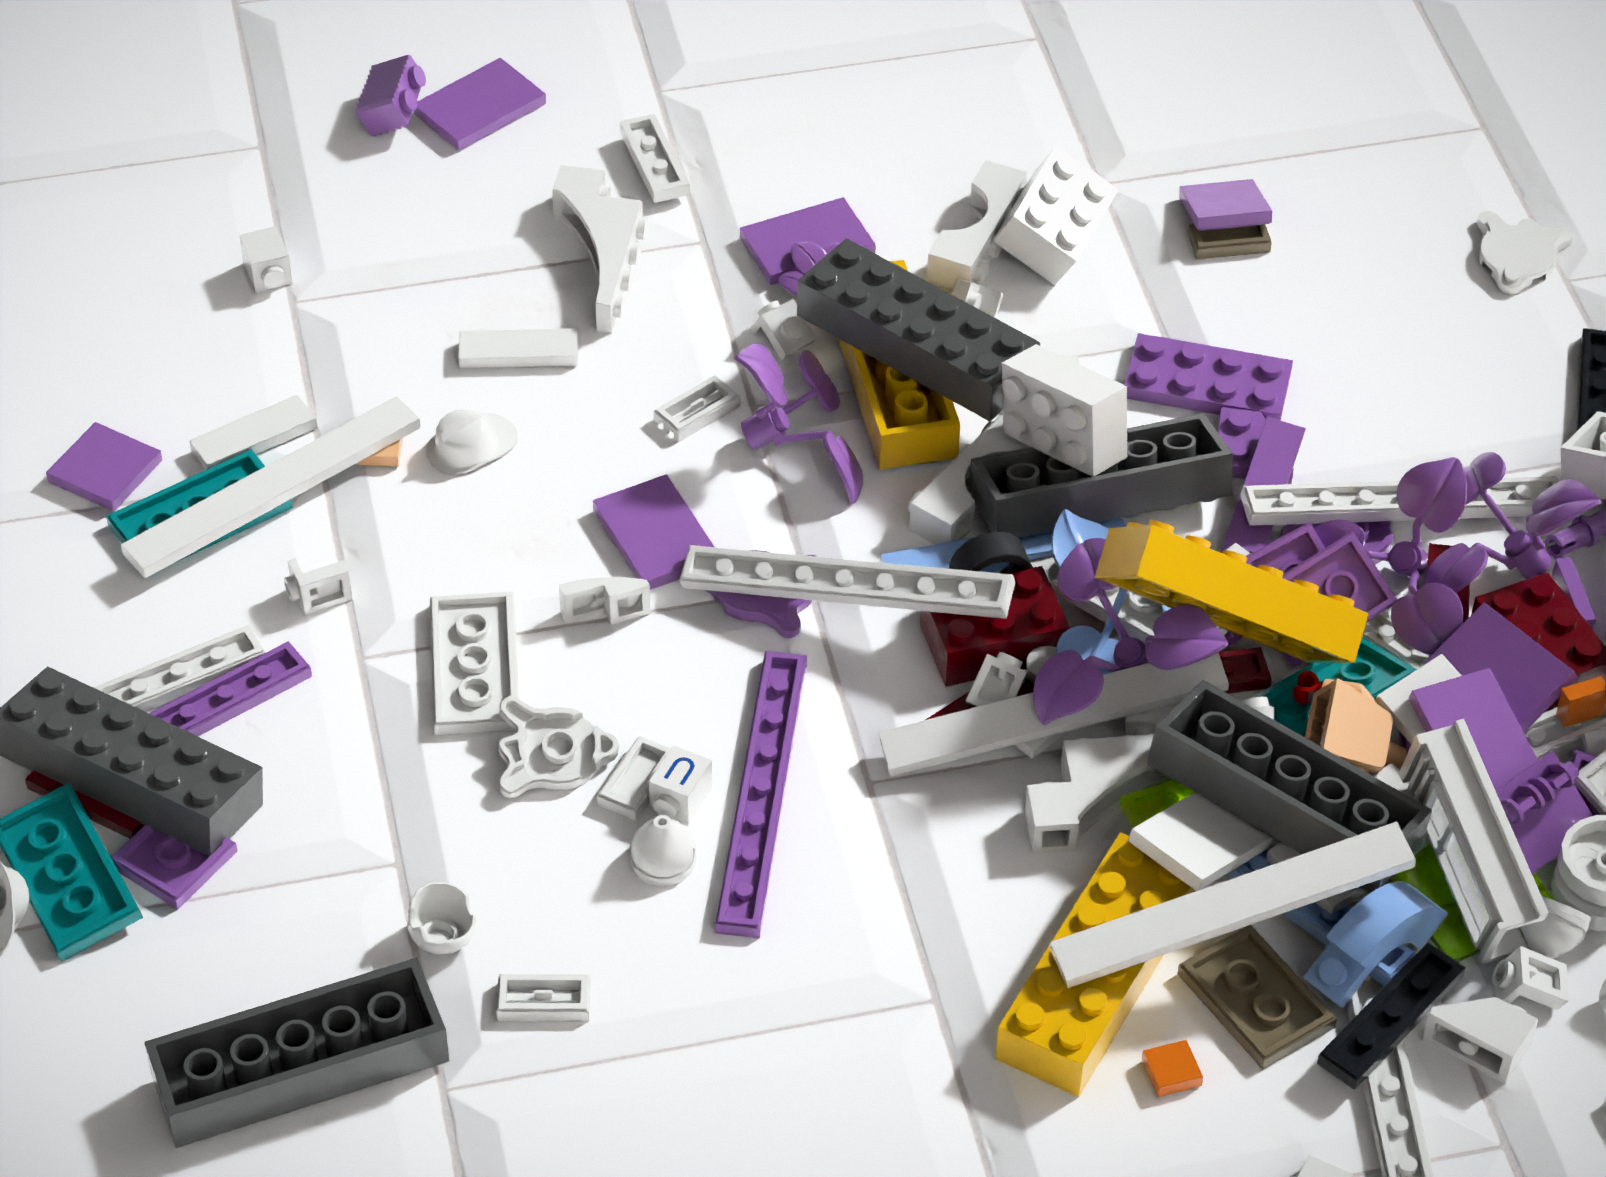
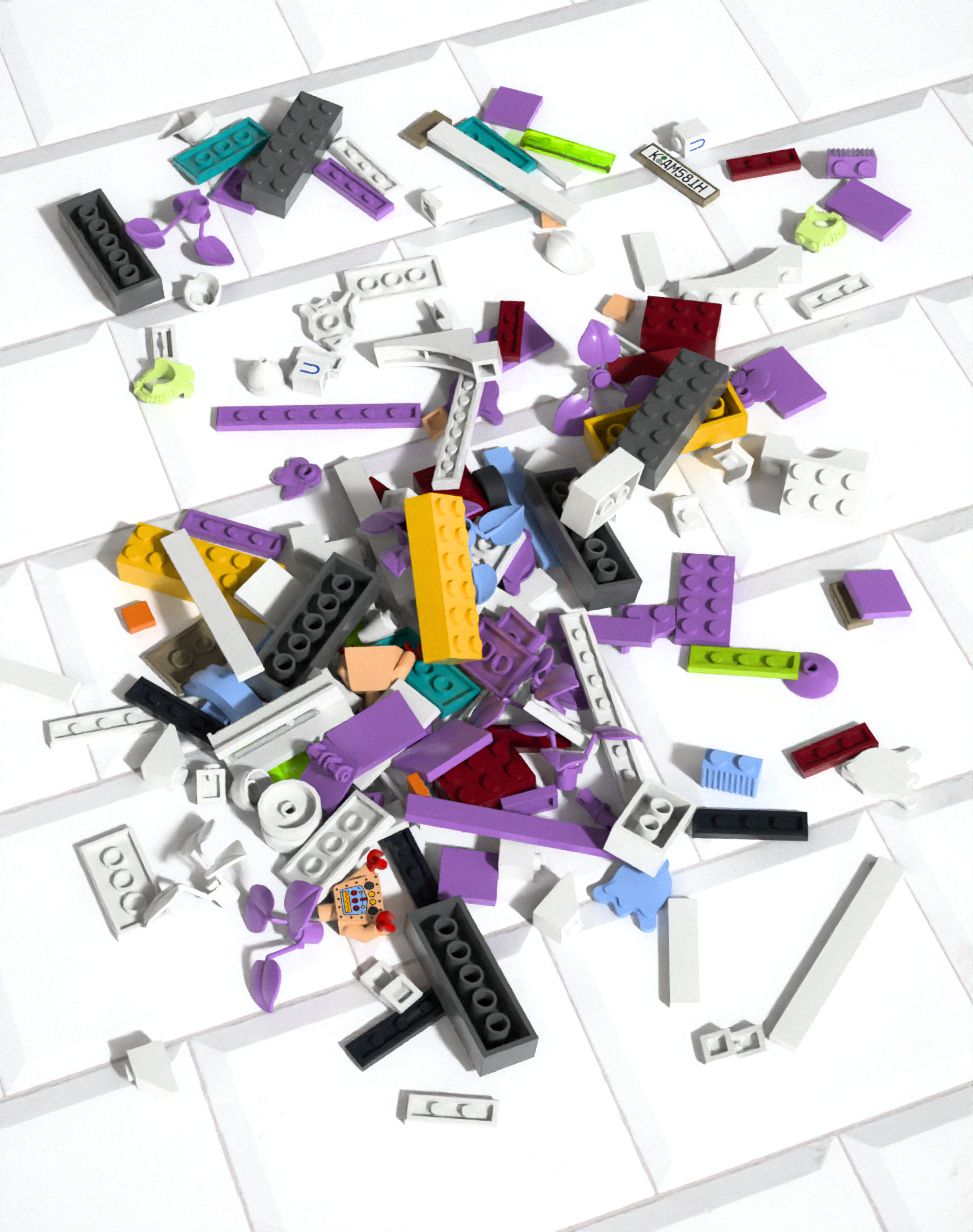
camera: 85 degrees right, 5 degrees up
(113, 581) = (418, 133): none -> dark tan tile
(243, 404) = (568, 150): none -> clear neon green tile
(272, 887) = (195, 209): none -> medium lavender plant
(334, 291) = (678, 174): none -> tile
(344, 196) = (763, 164): none -> dark red tile
(524, 162) = (816, 237): none -> yellowish green piece
(610, 394) = (619, 307): none -> light nougat tile
(639, 519) = (510, 330): none -> dark red tile
(644, 967) = (179, 375): none -> yellowish green piece
(683, 323) = (681, 324): none -> dark red brick
(686, 579) = (448, 350): none -> white arch
(745, 390) = (628, 368): none -> dark red tile
(815, 633) = (435, 423): none -> light nougat tile
(894, 829) = (297, 477): none -> medium lavender plate
(1004, 926) = (234, 534): none -> medium lavender tile
(1328, 353) = (743, 662): none -> lime tile
(1346, 297) = (814, 683): none -> medium lavender dish
(1447, 543) = (560, 723): none -> white tile
(1478, 292) = (833, 750): none -> dark red tile
(1525, 385) = (731, 772): none -> light blue brick

